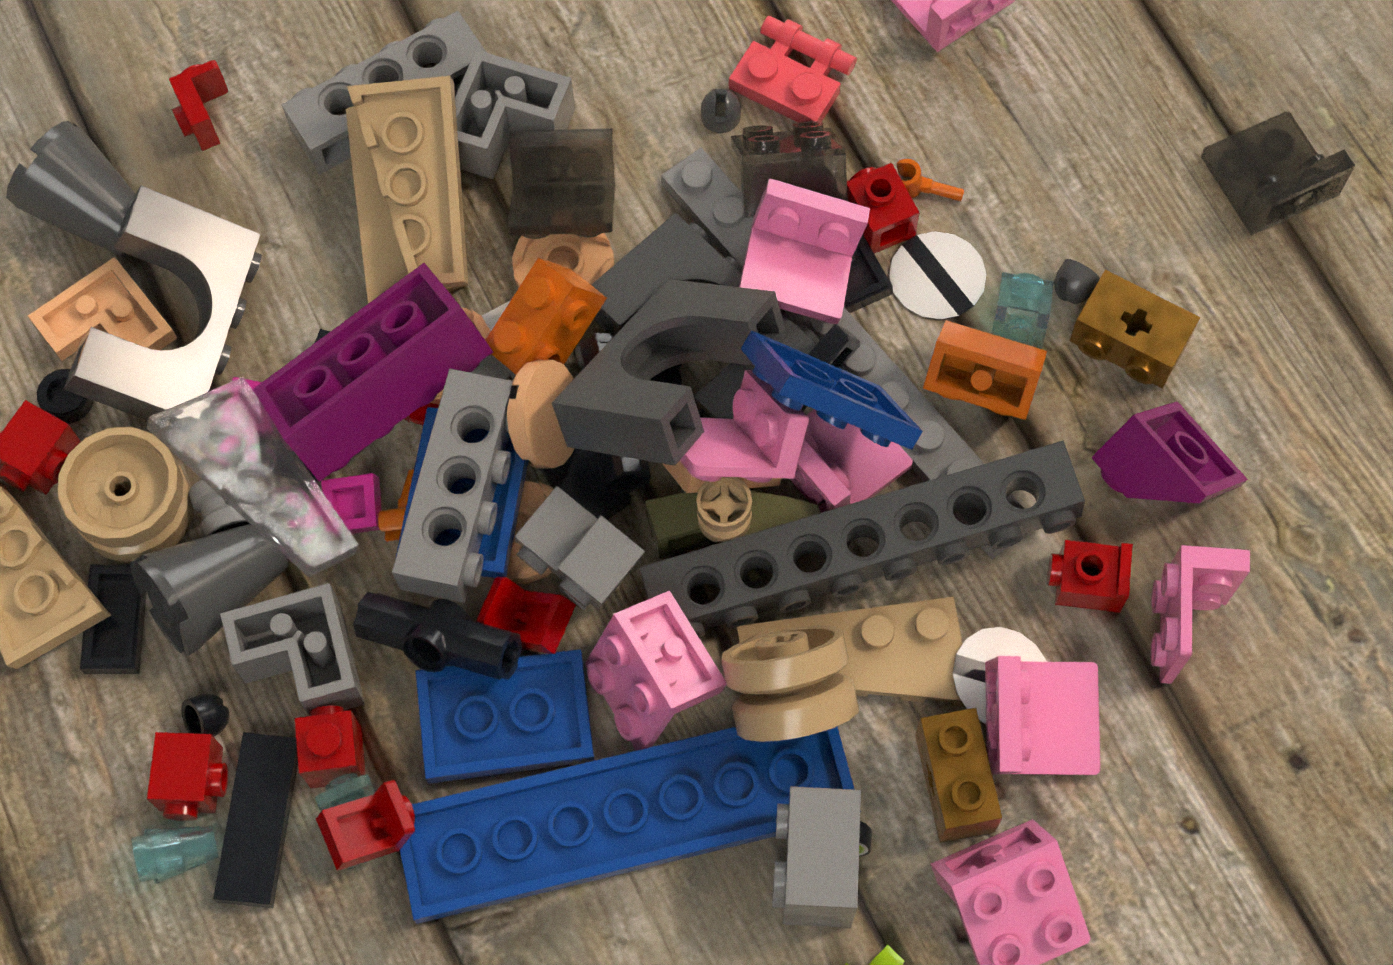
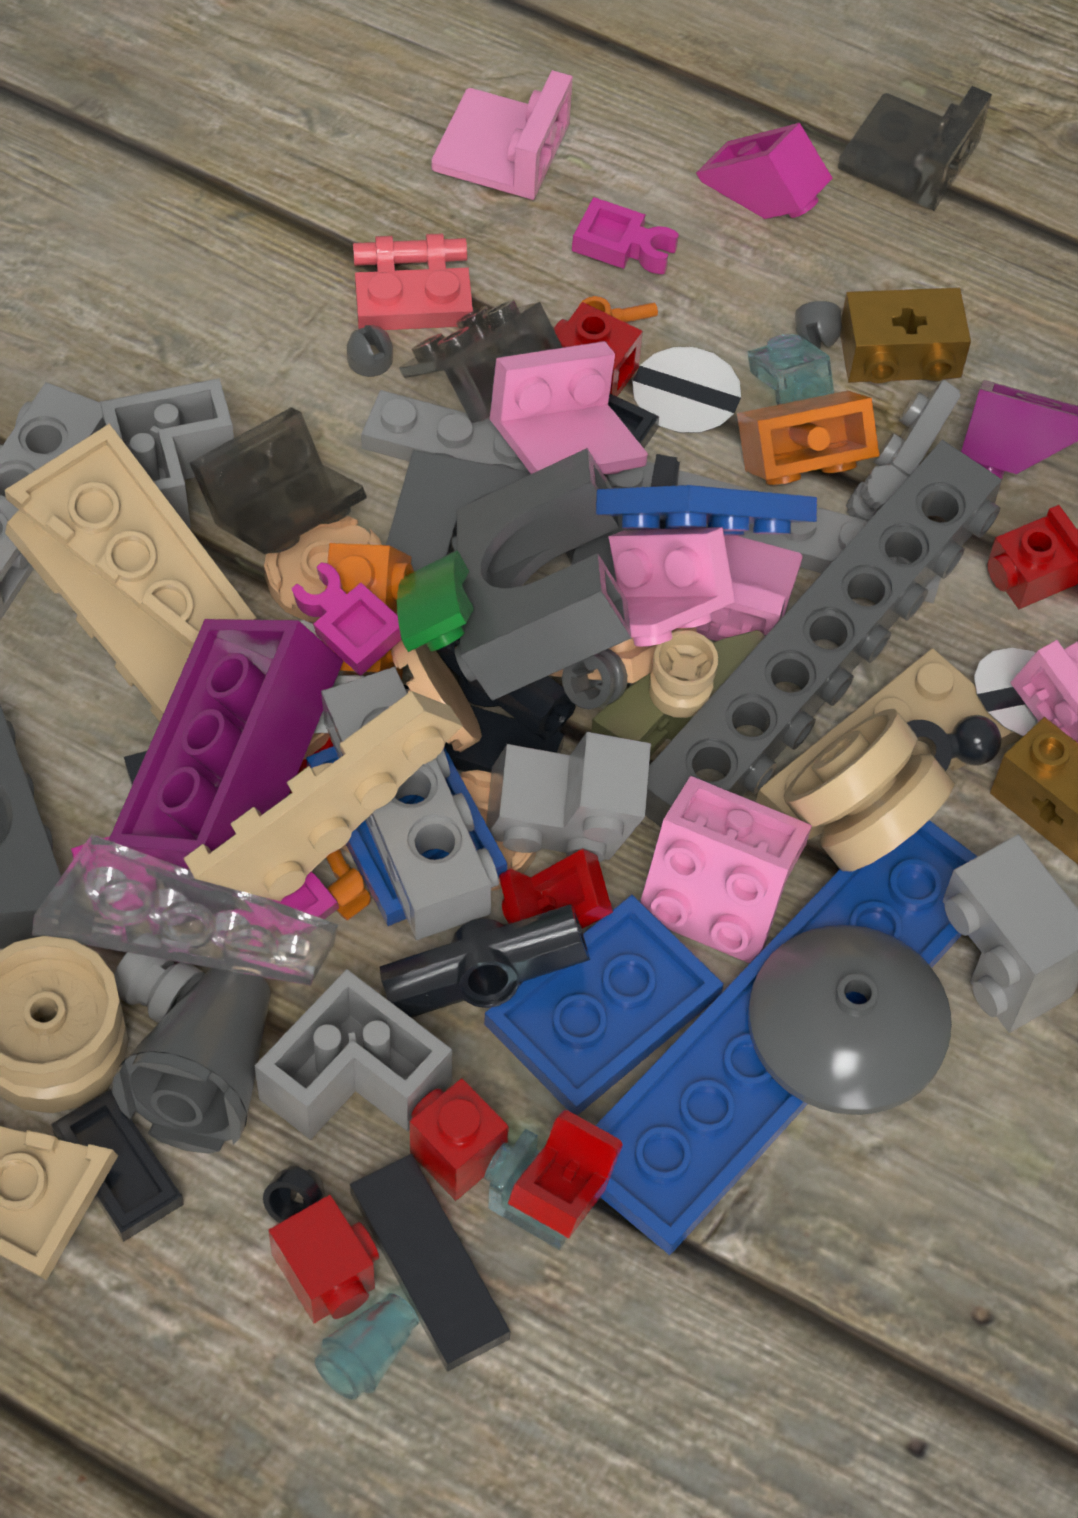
camera: 40 degrees left, 10 degrees down
(379, 460) = (327, 802): none -> tan wing
(509, 330) = (352, 623): none -> dark pink plate
(565, 350) = (434, 604): none -> green slope
(660, 478) = (613, 680): none -> dark grey bush
(666, 879) = (845, 1052): none -> dark grey dish
(915, 690) = (973, 740): none -> black plate
(976, 116) = (619, 233): none -> dark pink plate
(1051, 428) = (903, 454): none -> light grey hinge
(1133, 131) = (769, 172): none -> dark pink slope

